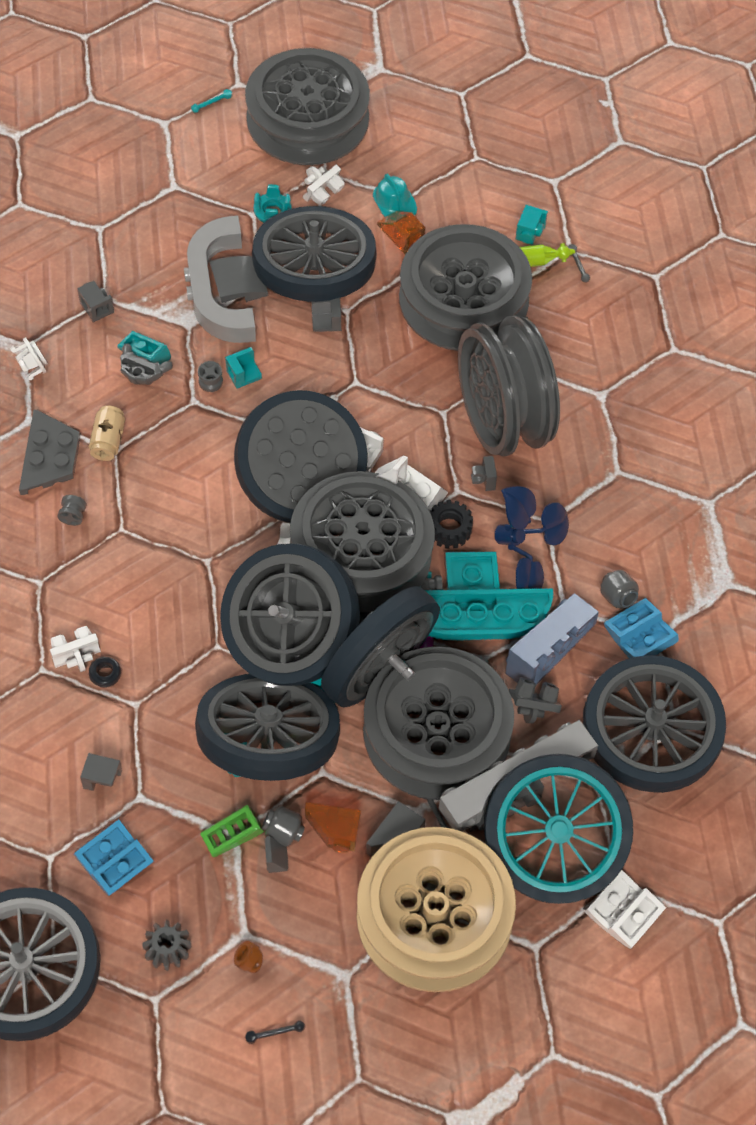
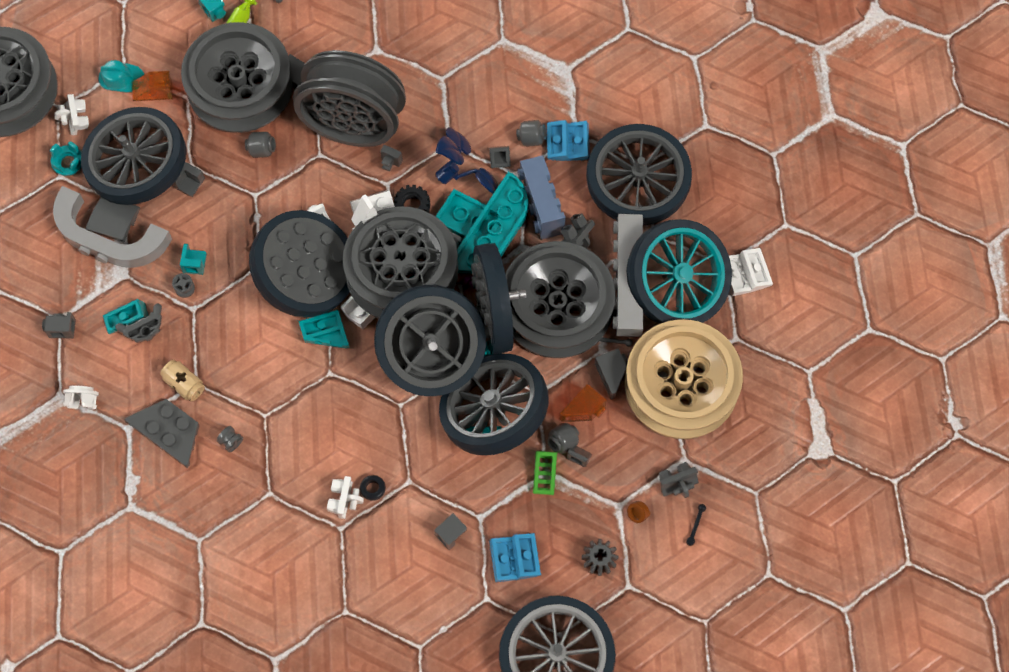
camera: 55 degrees left, 10 degrees up
(249, 526) = (325, 330): none -> teal wing
(311, 980) = (680, 482): none -> dark grey hips
(411, 352) = (260, 144): none -> dark grey head
(570, 576) = (499, 156): none -> dark grey slope

